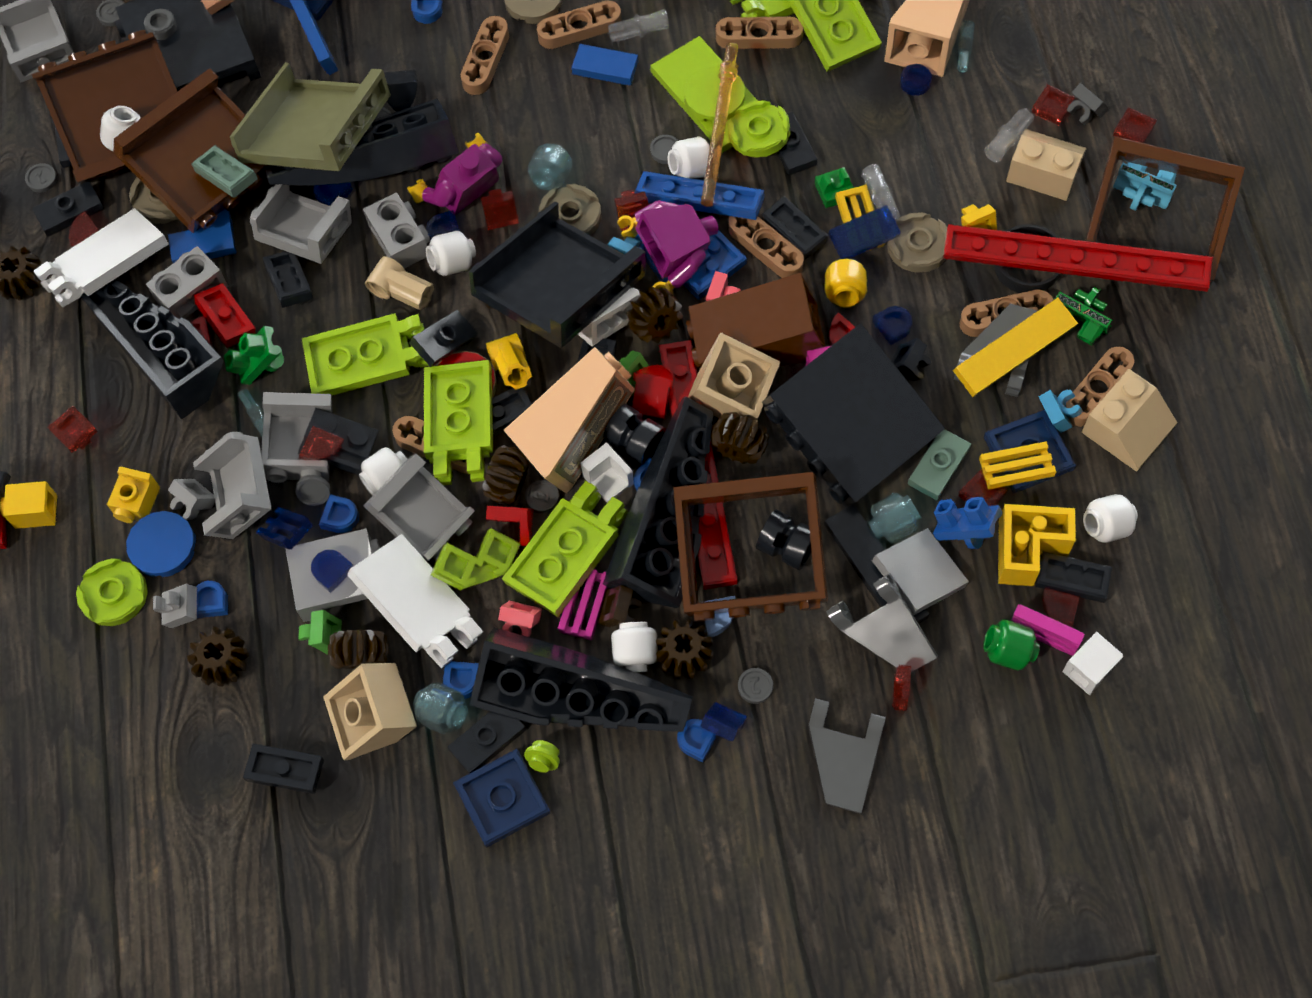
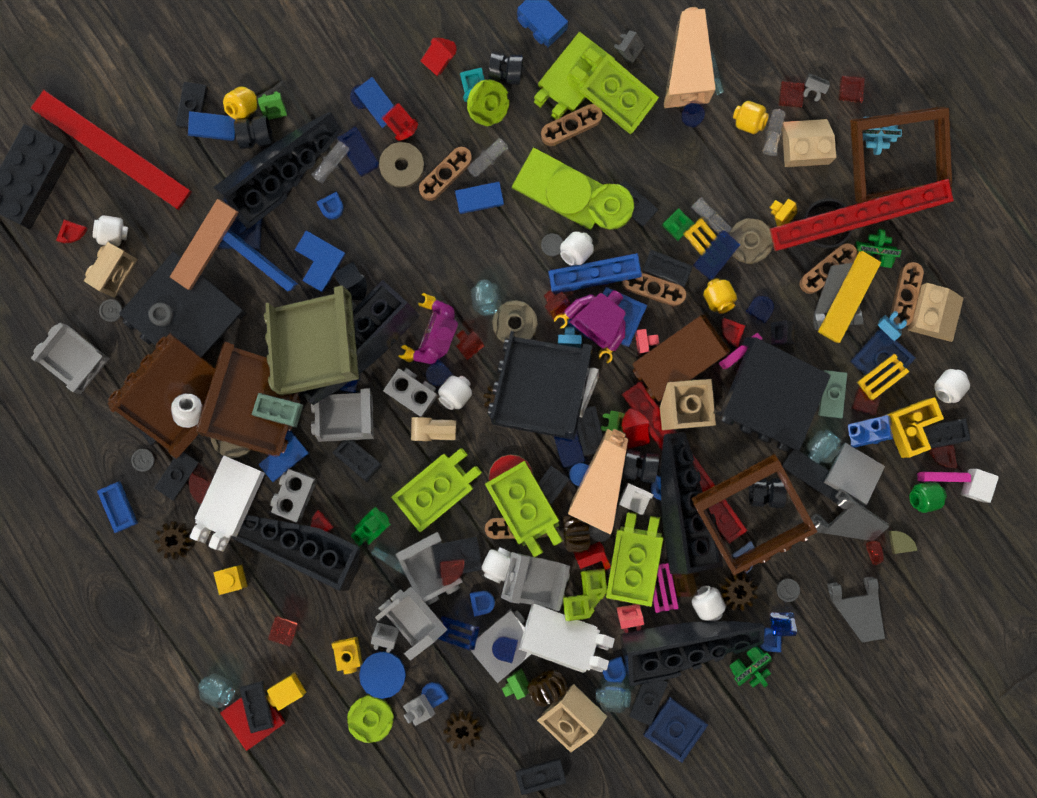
camera: 30 degrees left, 20 degrees up
(50, 343) = (230, 579): none -> yellow brick
(224, 314) = (331, 504): red plate -> none
(312, 490) = (458, 597): dark grey piece -> none
(384, 52) = (325, 258): none -> blue tile
(443, 338) = (485, 457): black plate -> none
(483, 43) = (390, 244): medium nougat beam -> none
(510, 360) = (532, 449): yellow piece -> none
(542, 756) = (688, 696): lime plate -> none
(556, 364) = (569, 451): none -> clear blue tile
(650, 762) = (759, 661): none -> green hips
(654, 314) = (612, 378): dark brown gear -> none
(727, 74) = (573, 175): clear orange bar -> none
(739, 438) = (707, 440): dark brown gear -> none
(947, 693) = (901, 542): none -> olive tile
(987, 104) = (751, 117): none -> yellow head

